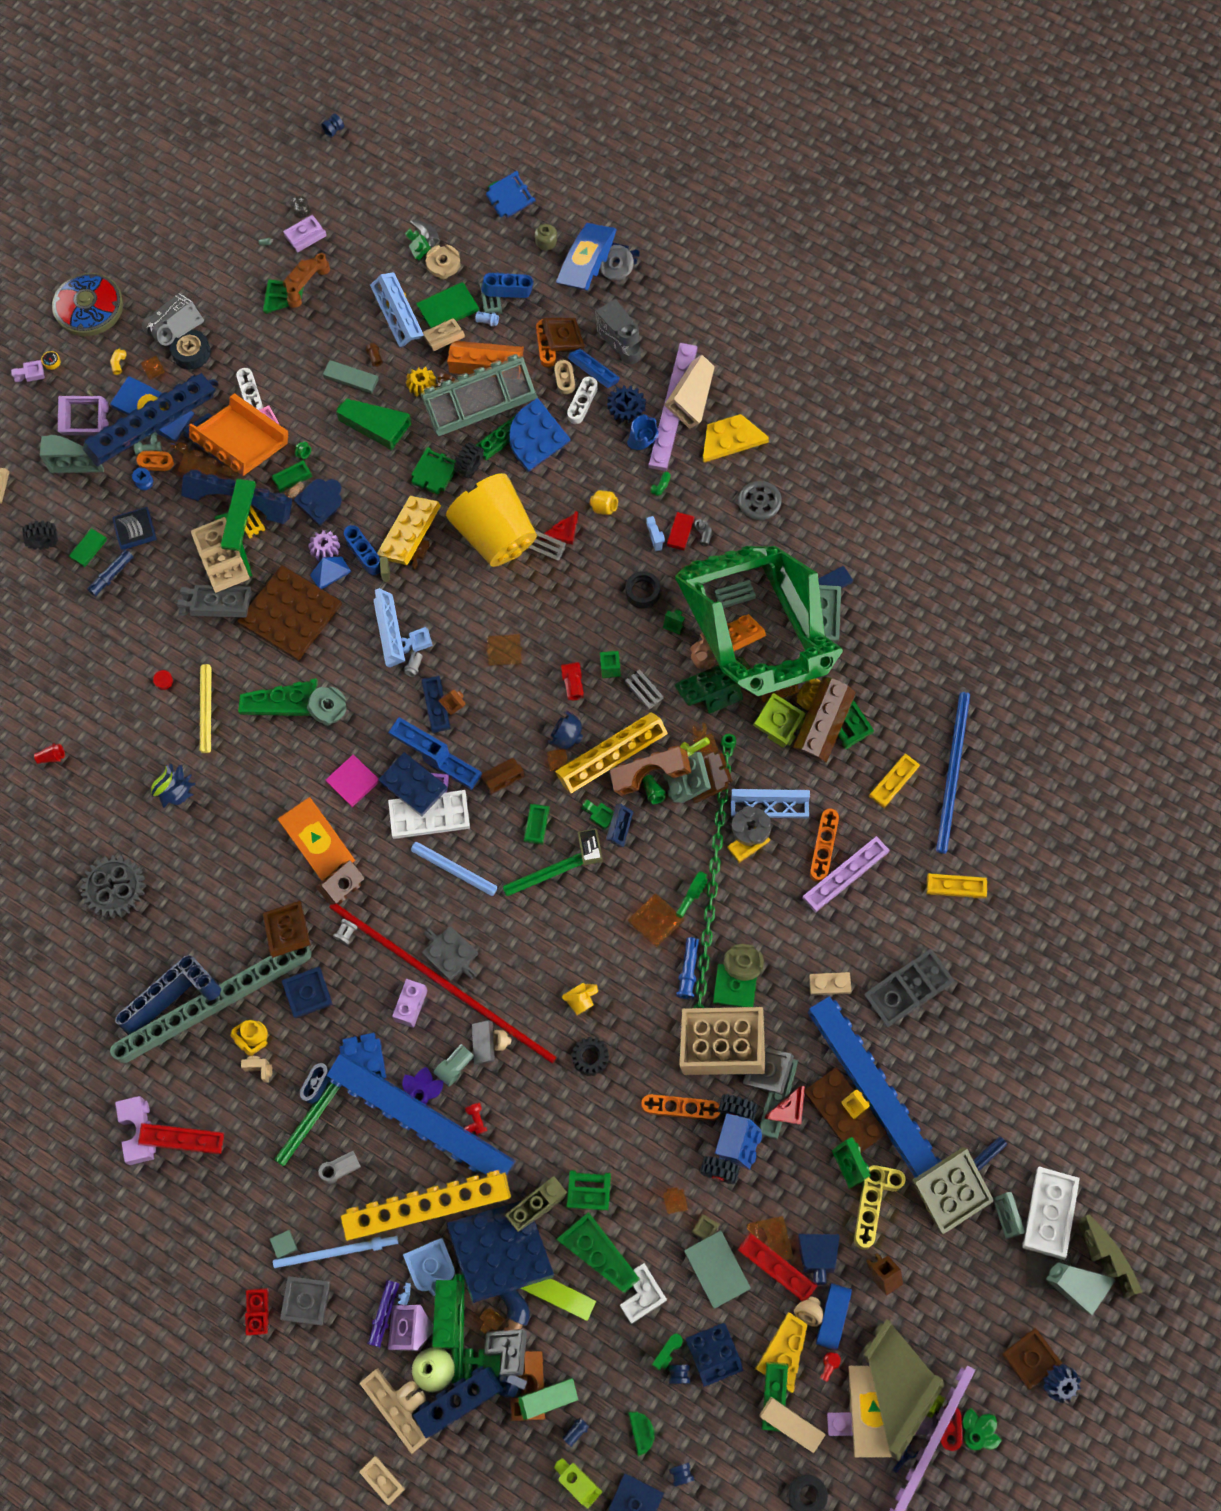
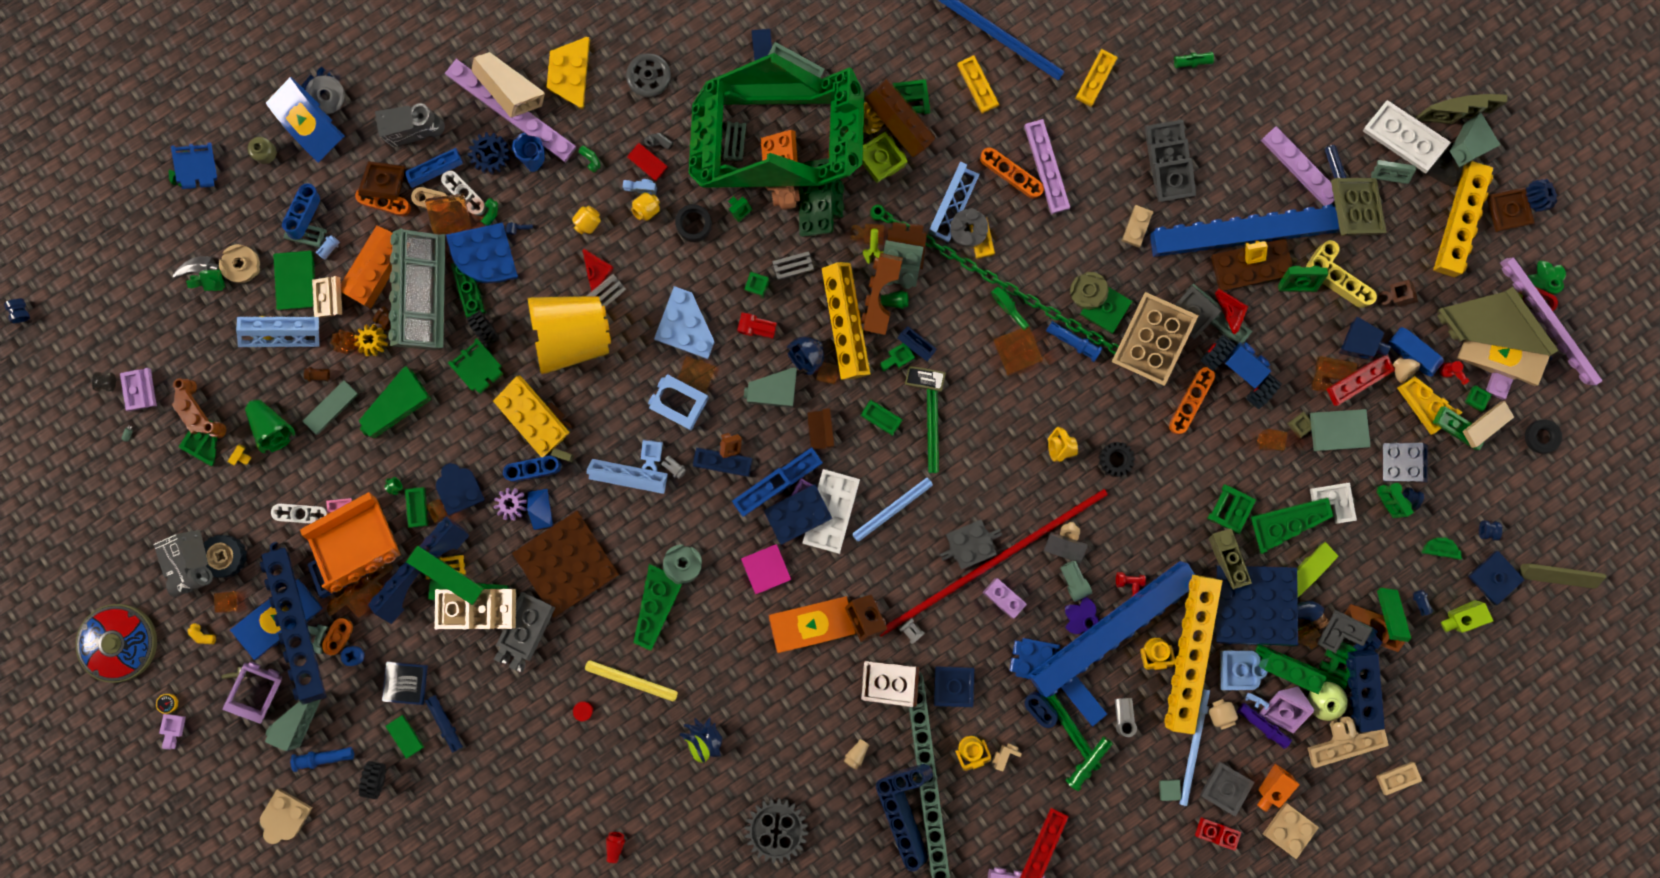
camera: 75 degrees left, 15 degrees up
(42, 486) = (313, 759): none -> blue pin
(208, 929) = (856, 755): none -> tan cone
(271, 1147) = (1084, 770): none -> green pin
(279, 326) = (238, 455): none -> yellow tile
(287, 1386) = (1290, 830): none -> tan plate
(312, 336) = (267, 427): none -> green cone
(323, 1349) = (1276, 788): none -> orange torso
(341, 1121) = (1084, 701): none -> blue tile
(378, 1264) = (1223, 714): none -> tan head
(410, 360) = (342, 341): none -> clear orange gear
(416, 1174) = (1157, 651): none -> yellow piece
(473, 660) = (671, 382): none -> light blue panel
(521, 719) = (773, 389): none -> sand green slope
(547, 621) = (684, 325): none -> light blue plate
(557, 393) = (448, 214): none -> clear orange plate
(569, 449) = (512, 227): none -> dark blue hand
(577, 427) = (492, 212): none -> green arm
(638, 544) = (645, 206): none -> yellow head
(816, 1406) = (1478, 398): none -> green tile
(970, 1112) = (1299, 165): none -> lavender plate
(1021, 969) = (1193, 60): none -> green pin
(1048, 1299) = (1445, 261): none -> yellow brick

